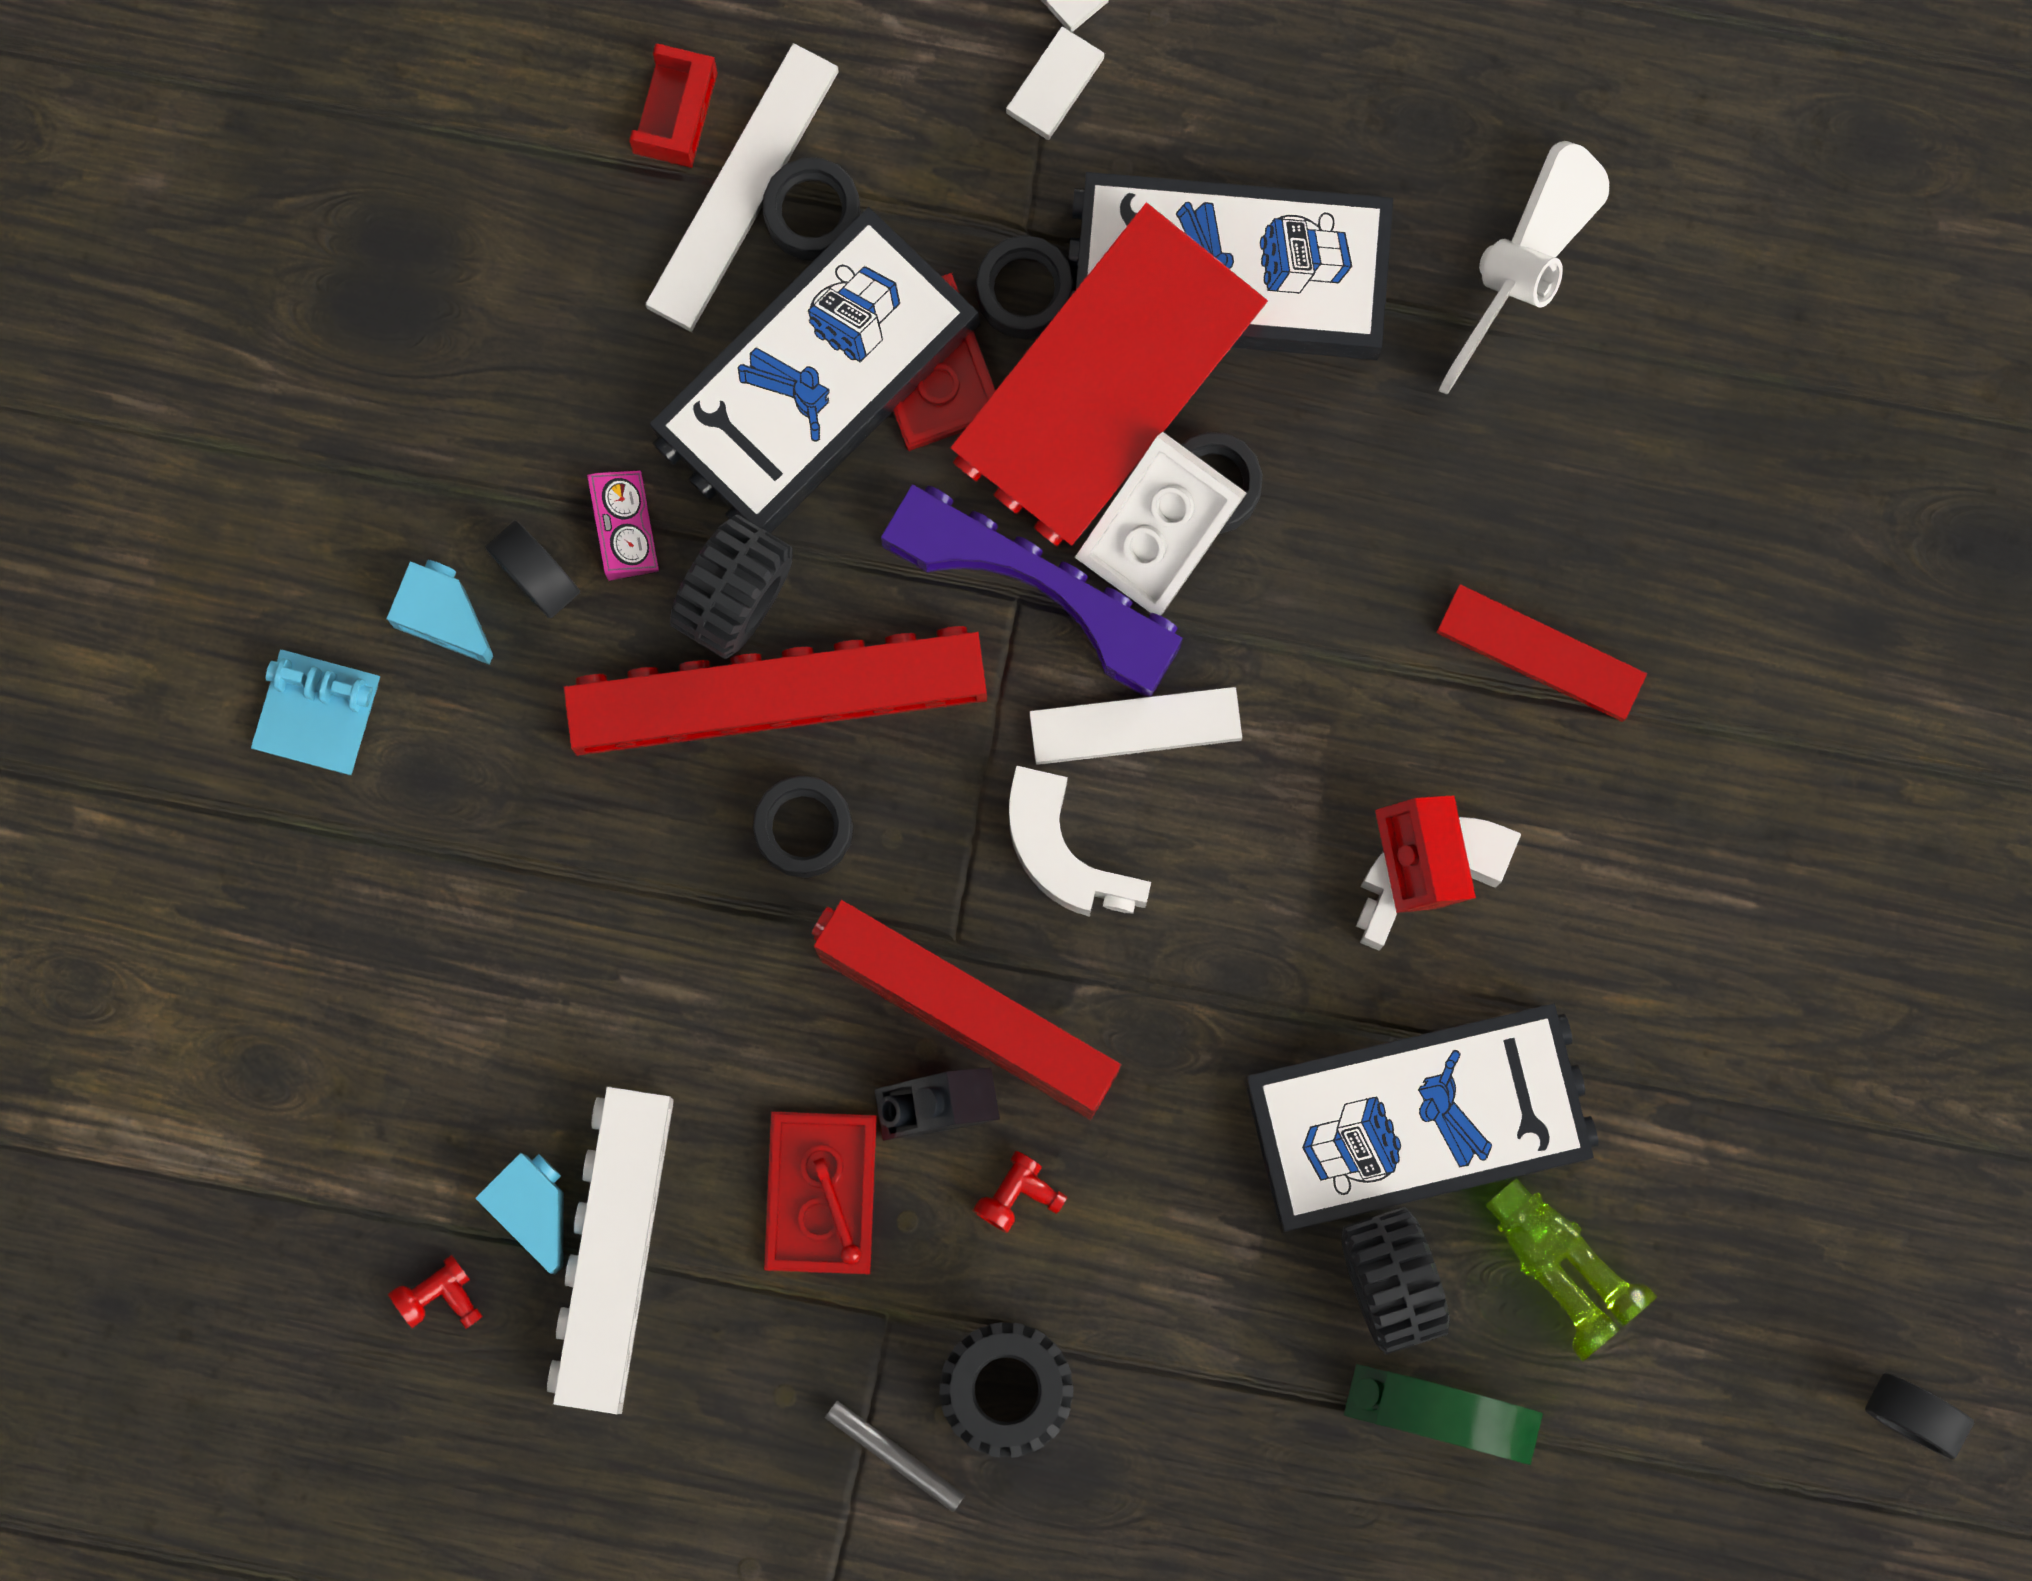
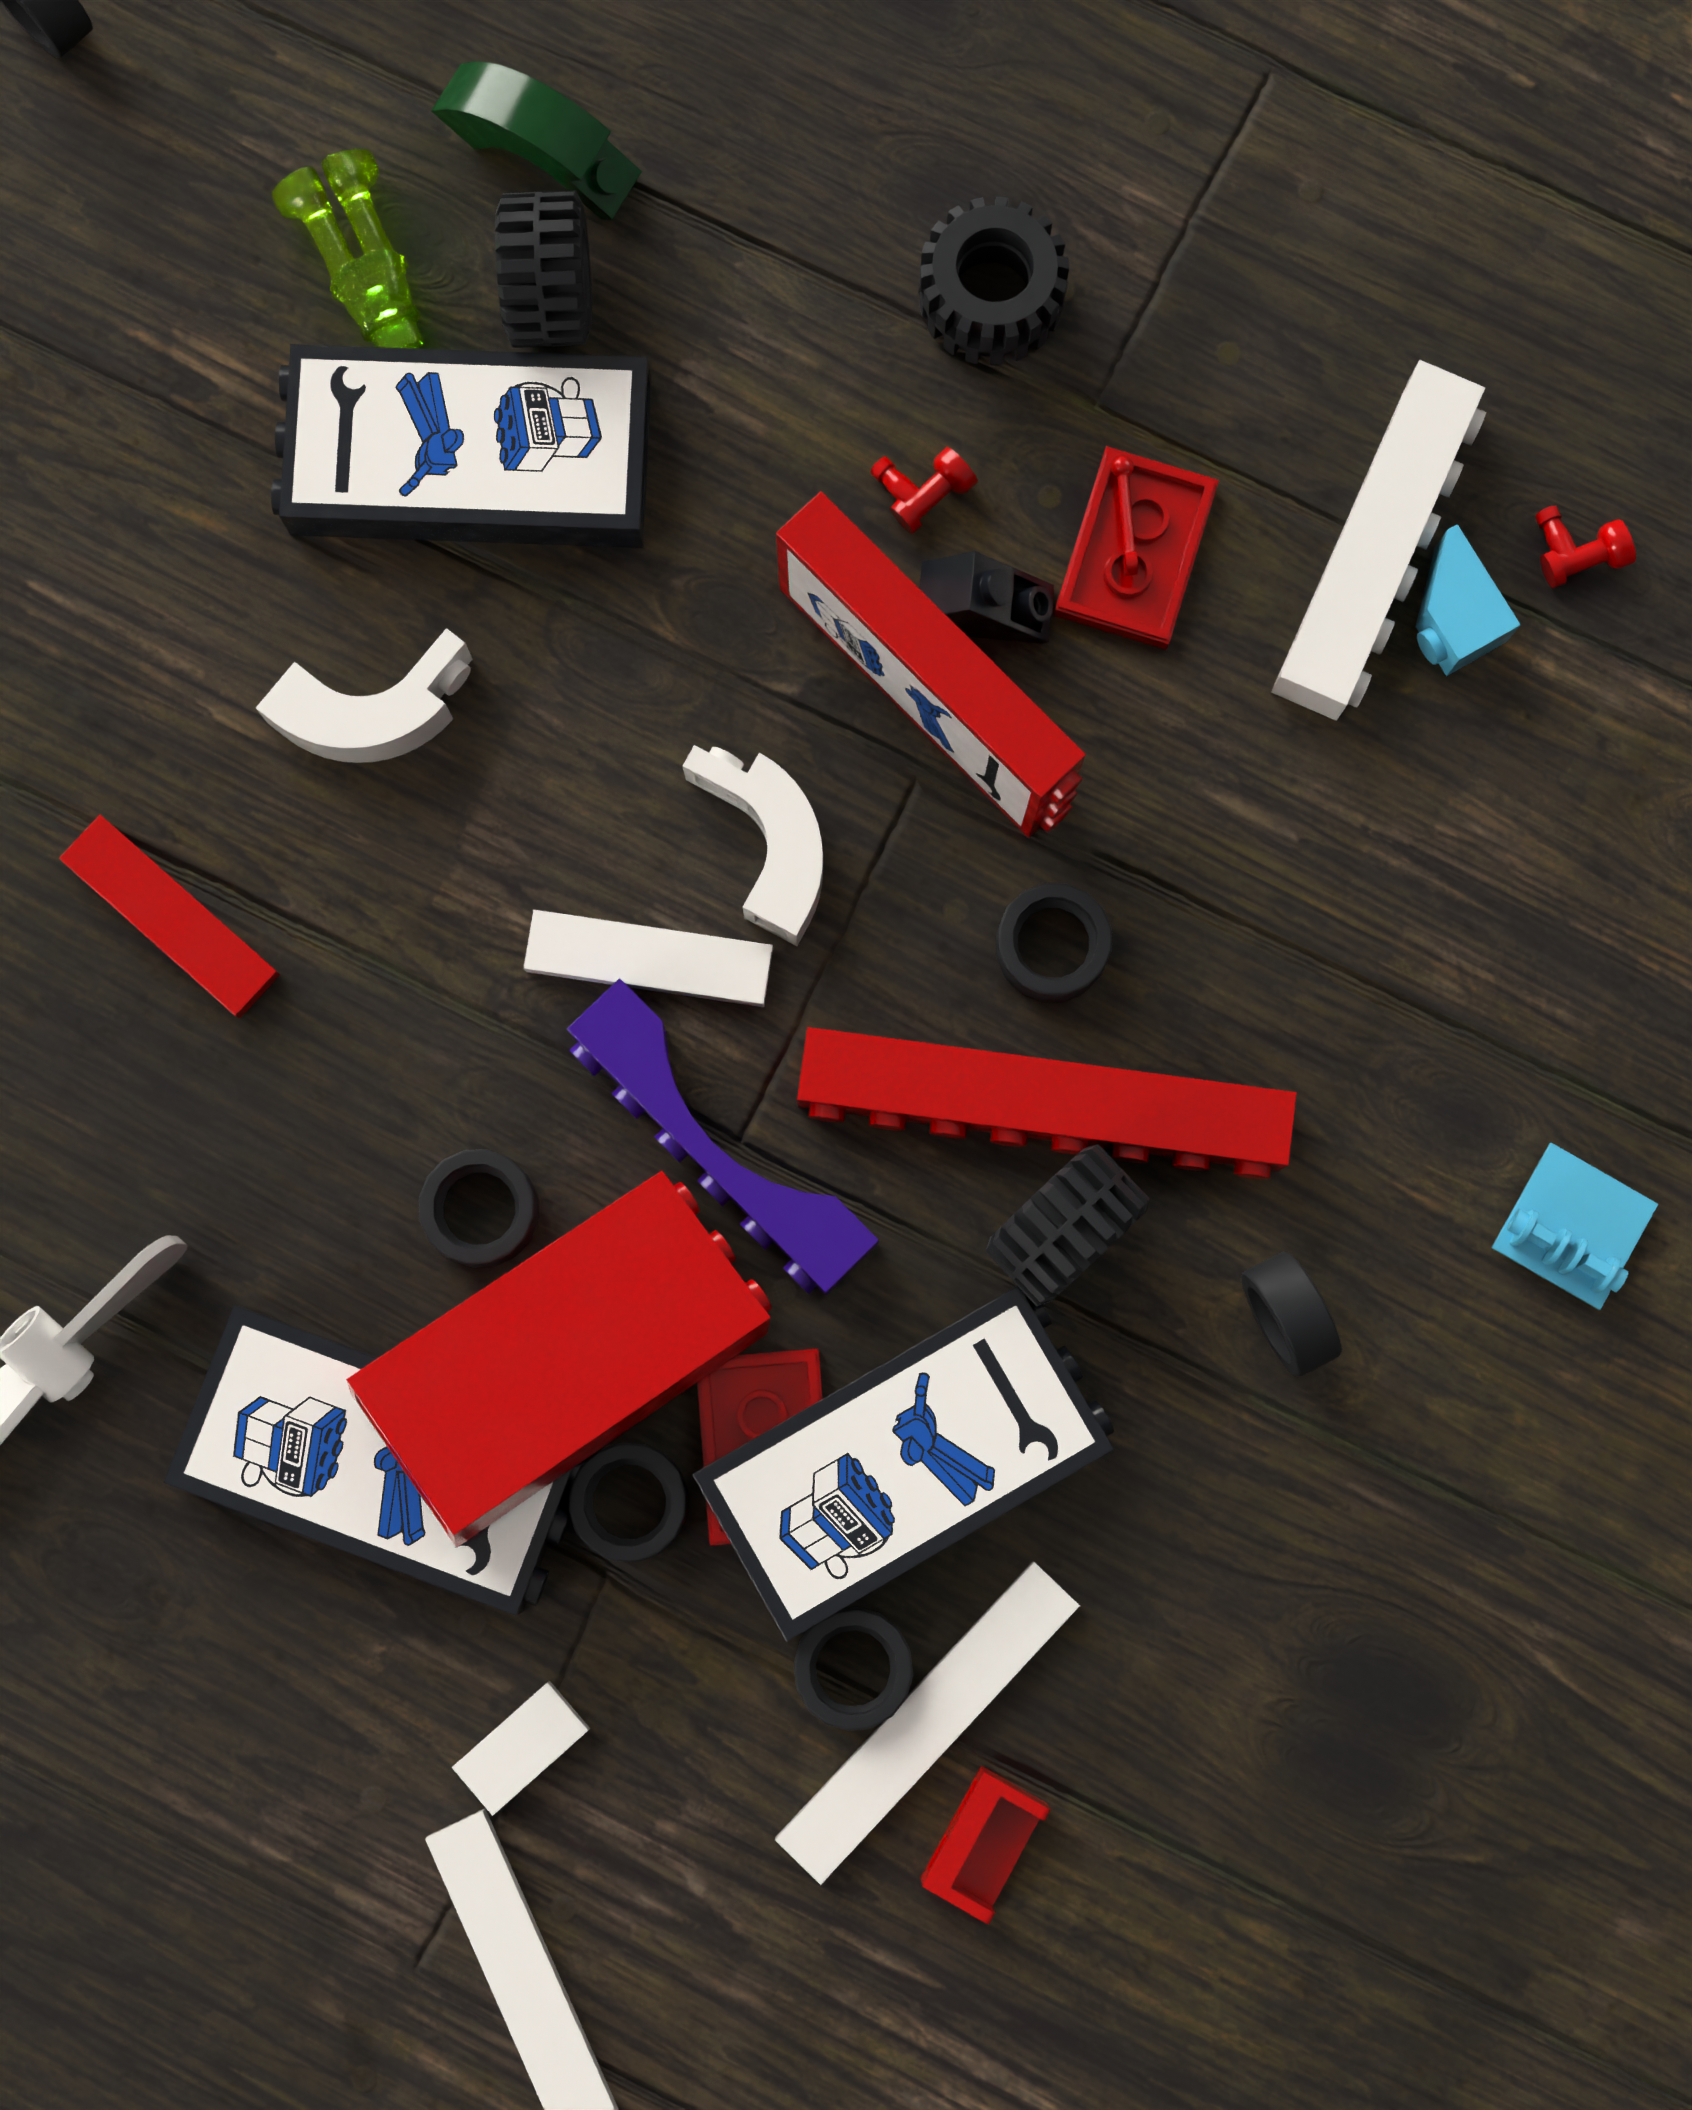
camera: 165 degrees left, 0 degrees up
(438, 610) = (1407, 1299): medium azure slope -> none
(623, 524) = (1170, 1348): slope -> none
(895, 1456) = (1128, 258): flat silver bar -> none
(1160, 524) = (552, 1166): white plate -> none
(1425, 853) = (368, 709): red panel -> none

